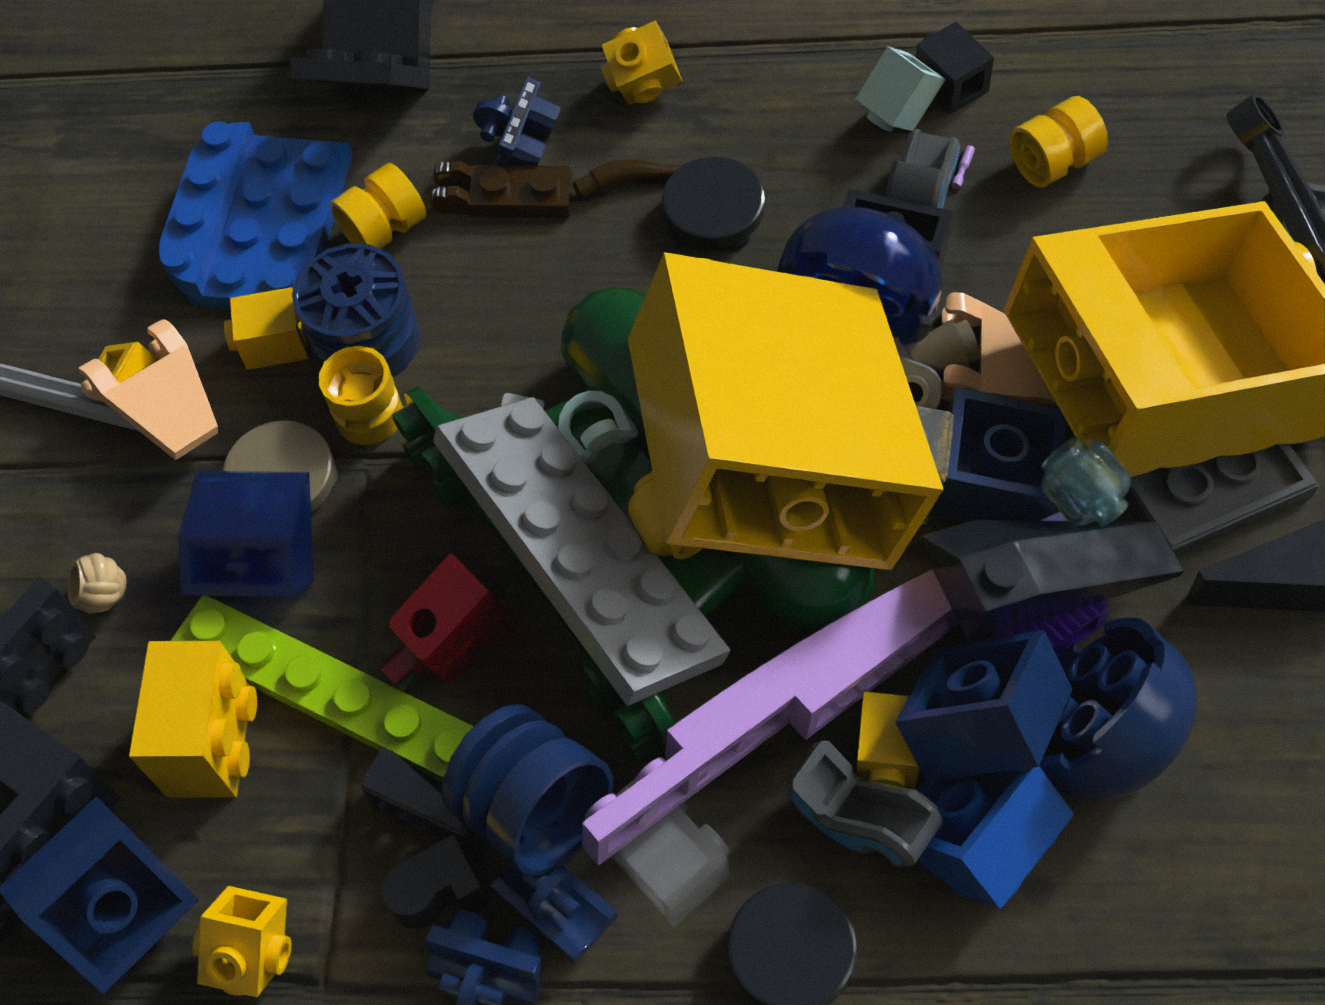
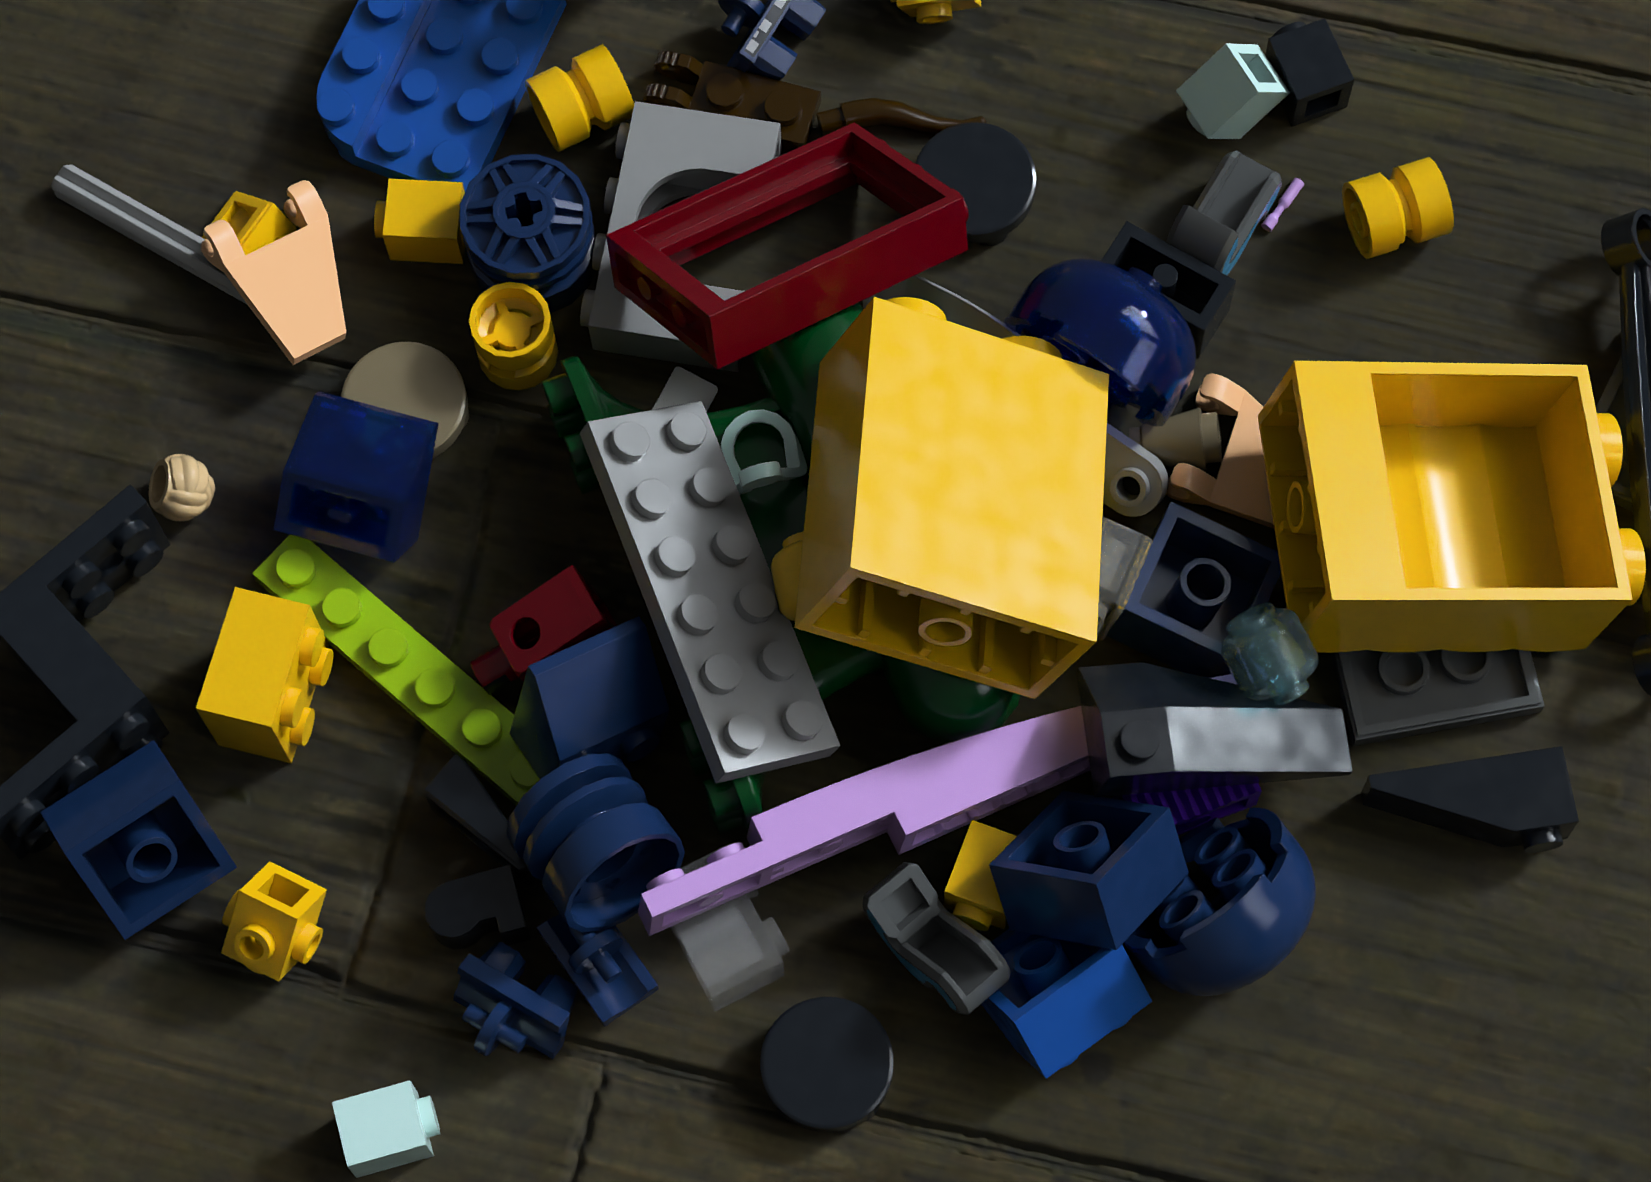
camera: 10 degrees right, 10 degrees up
(468, 352) = (666, 158): none -> light grey arch
(479, 294) = (650, 251): none -> dark red door
(494, 661) = (592, 701): none -> dark blue slope

